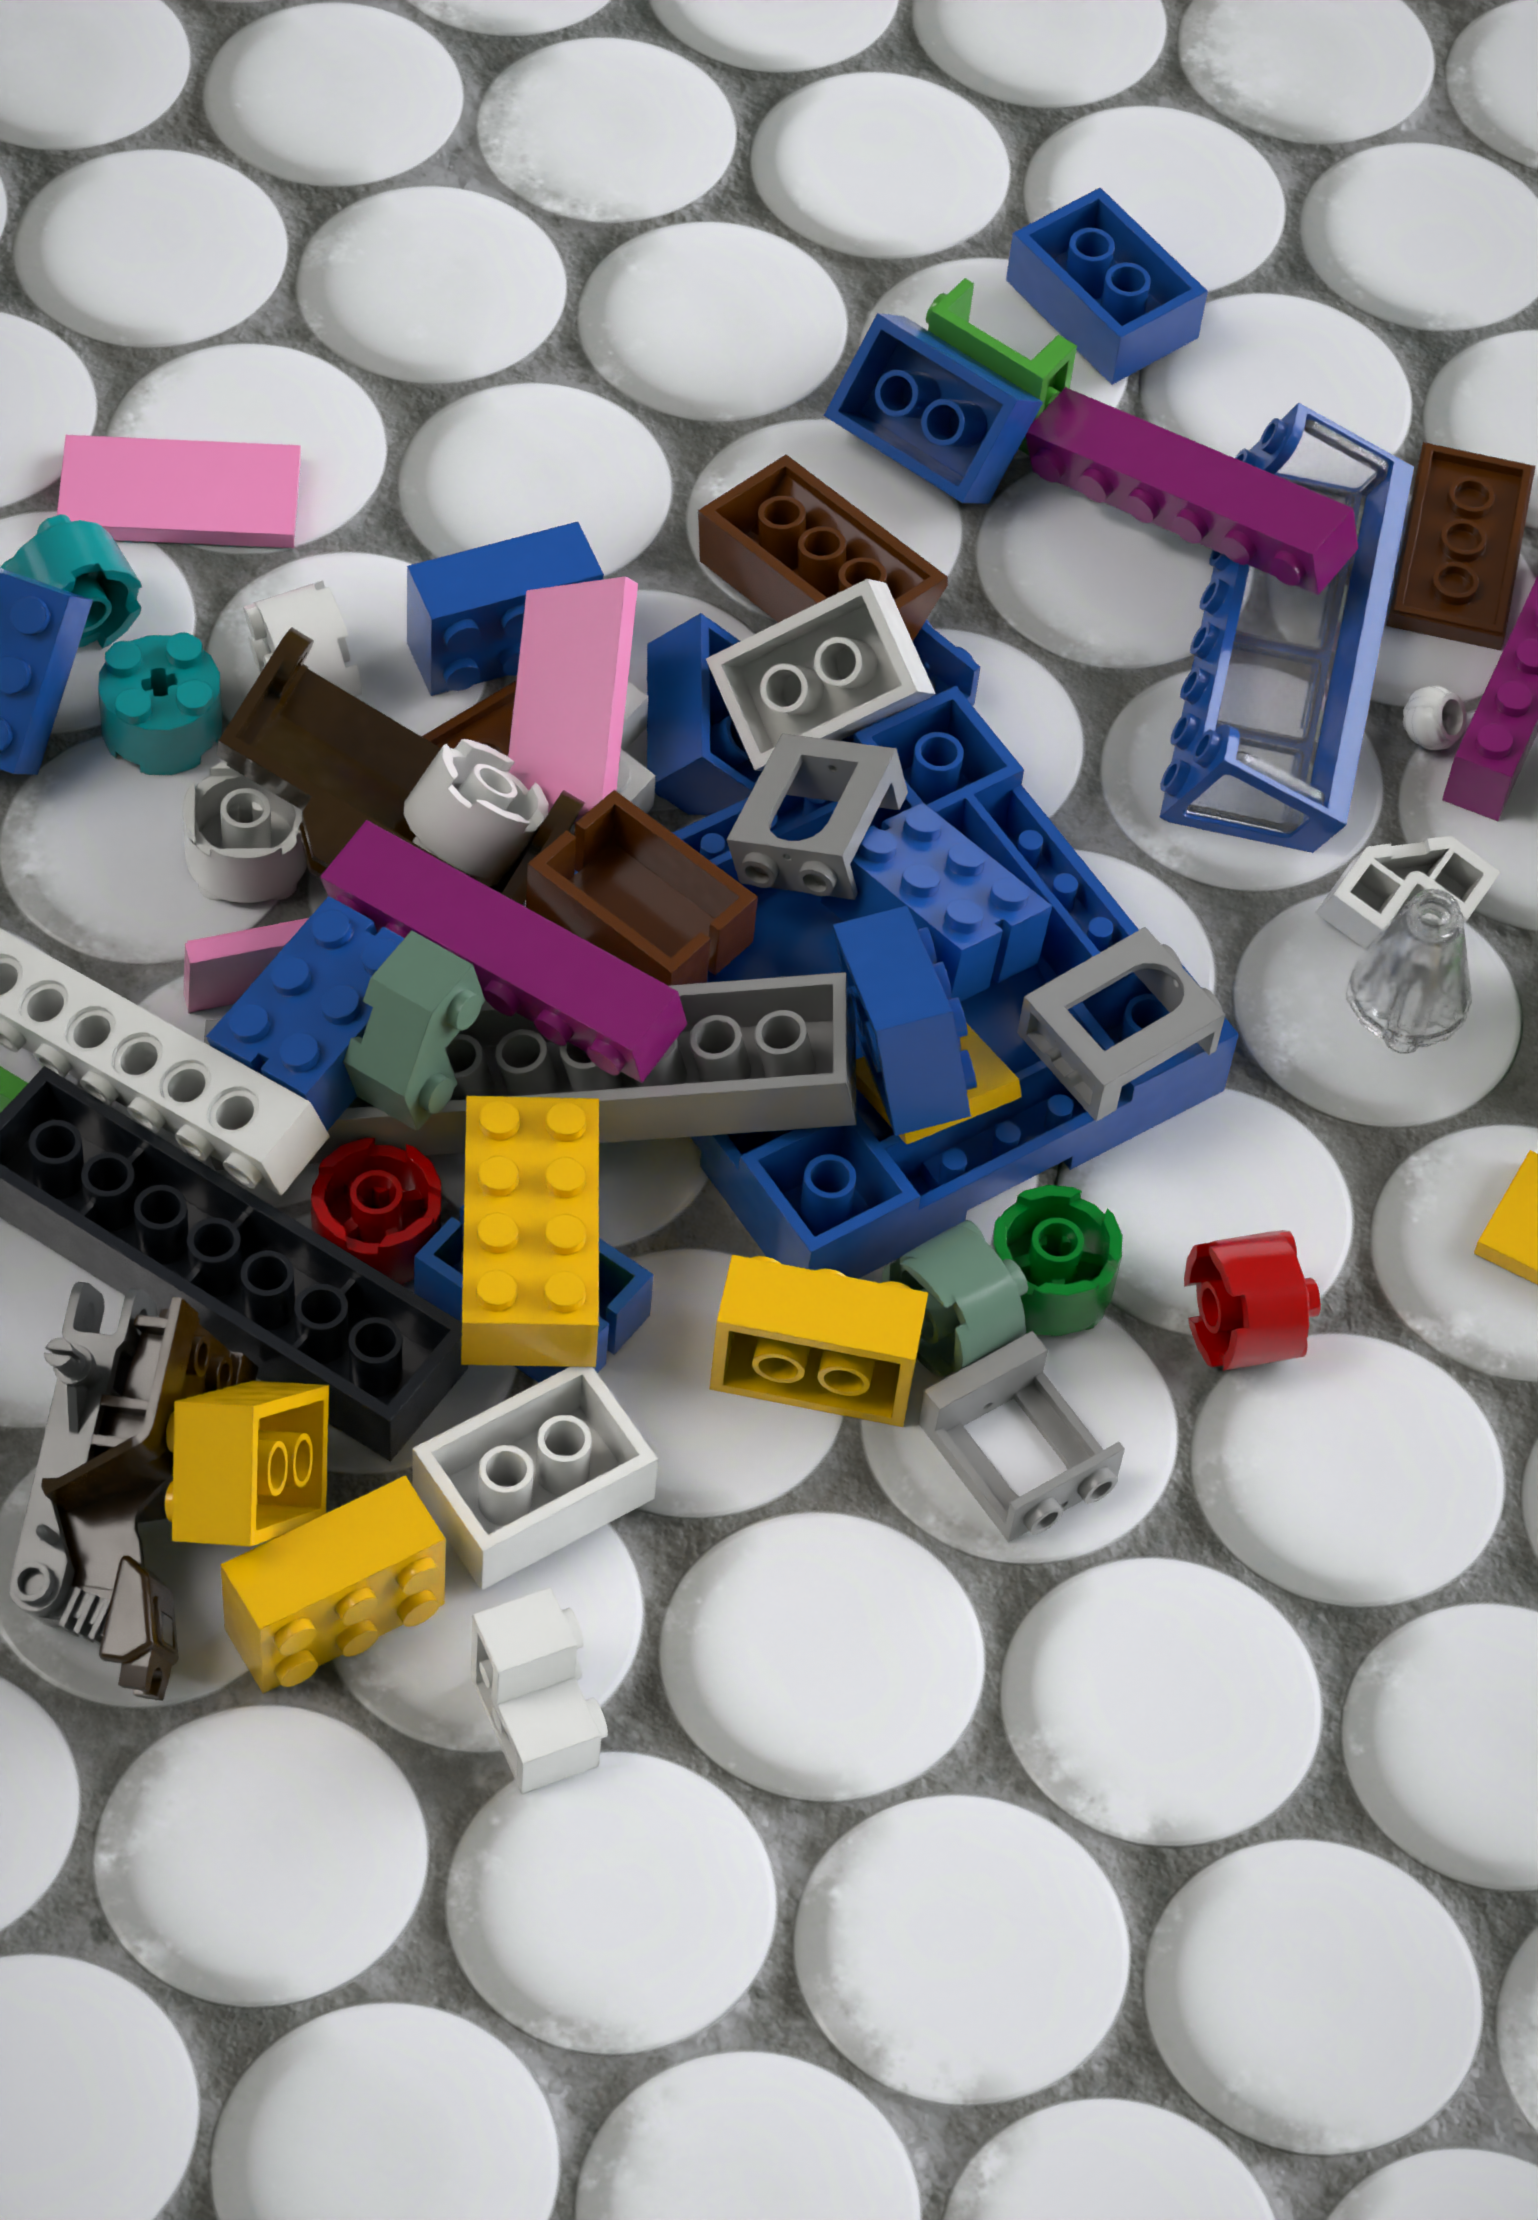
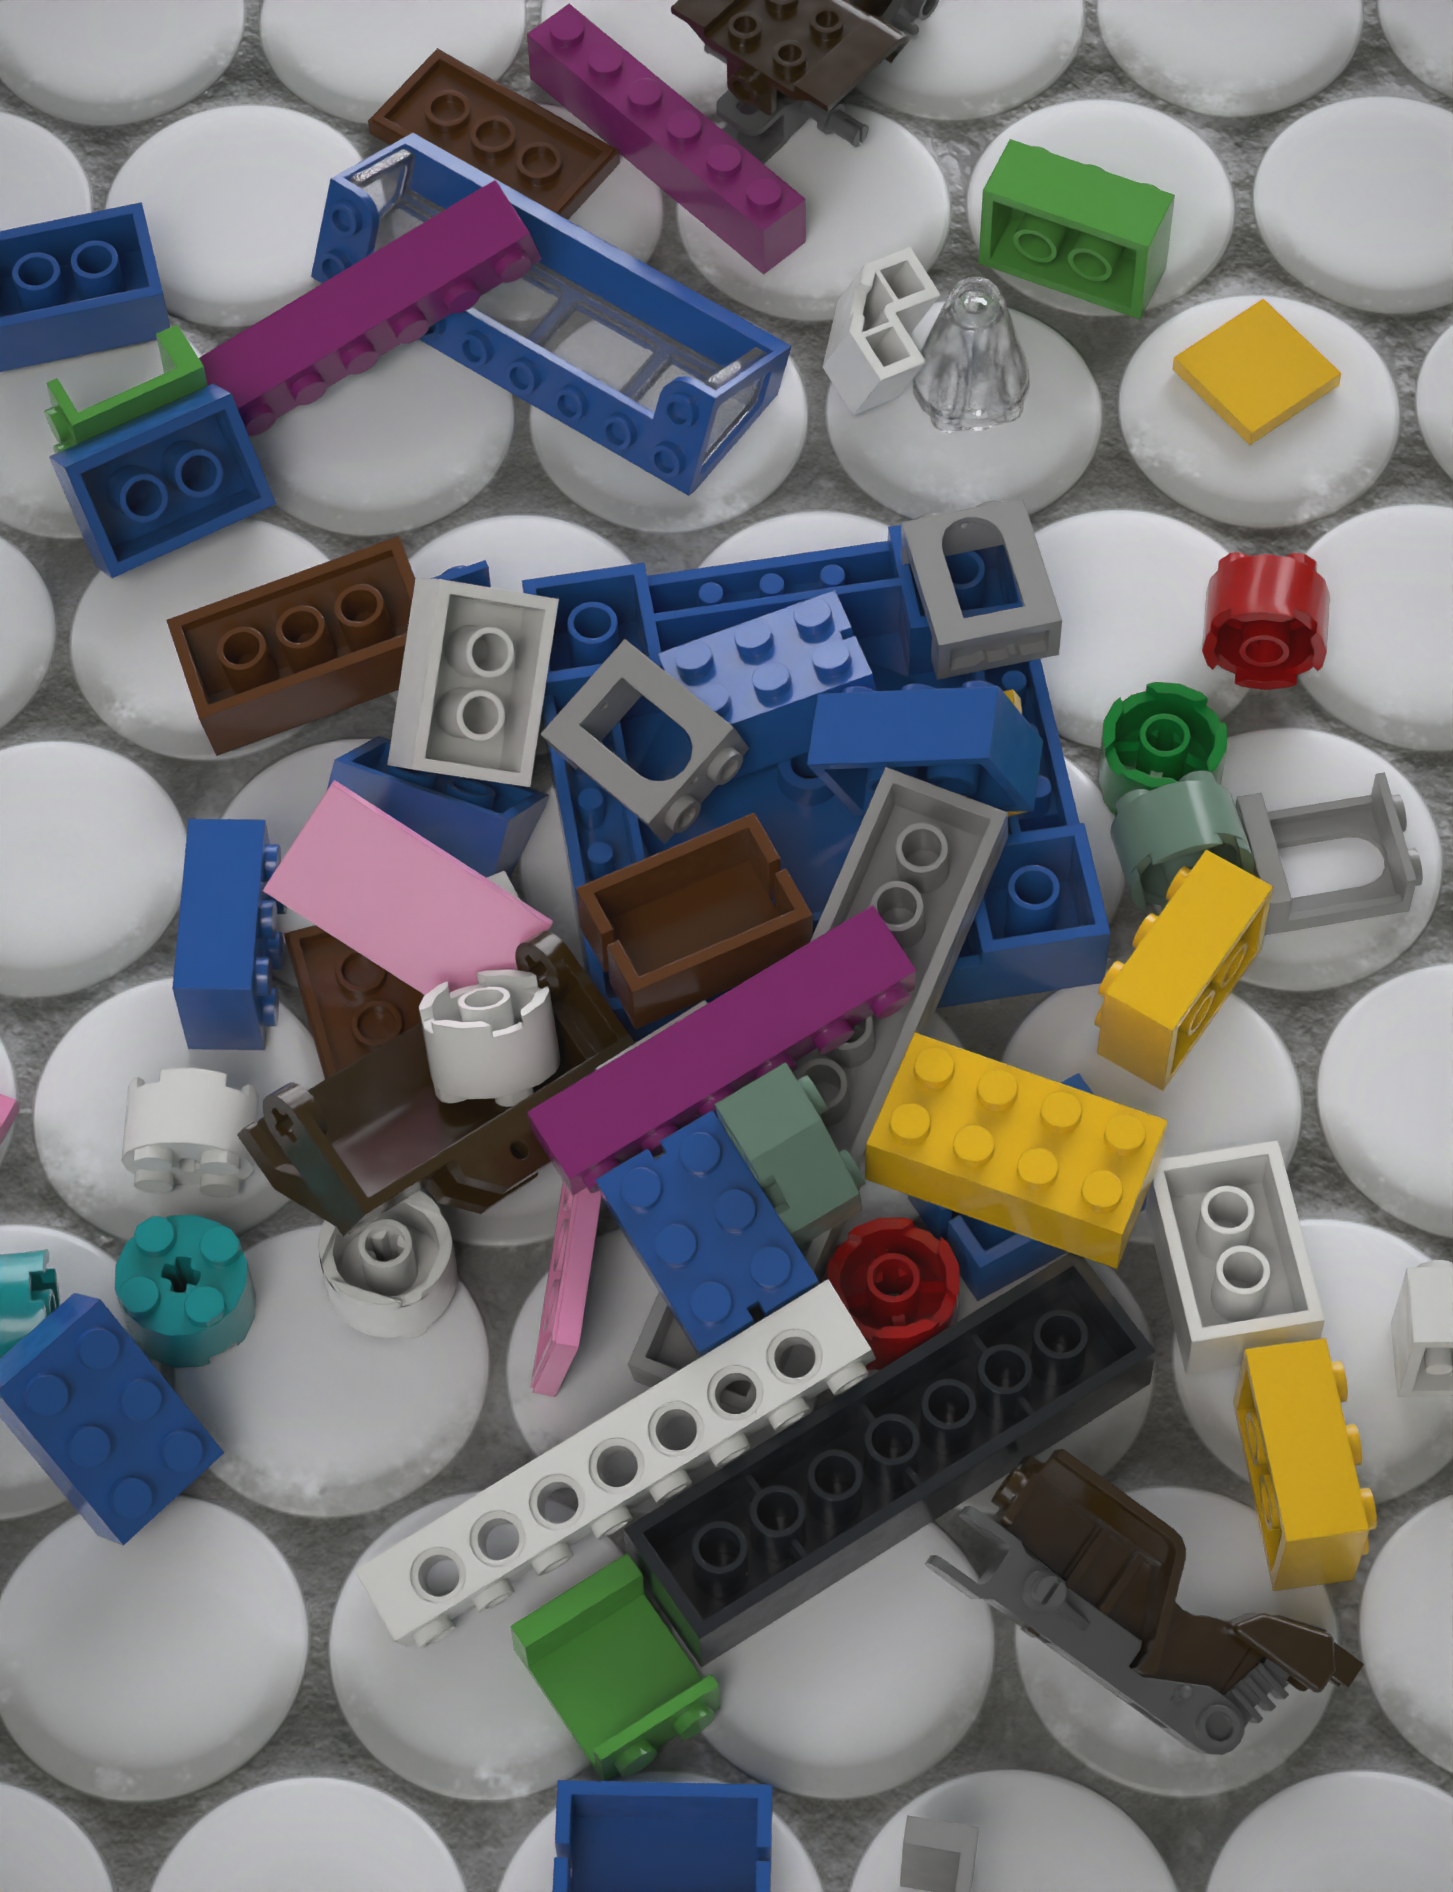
camera: 60 degrees left, 5 degrees up
(247, 1462) = (1186, 1479): yellow brick -> none
(1434, 717) = (688, 238): white piece -> none

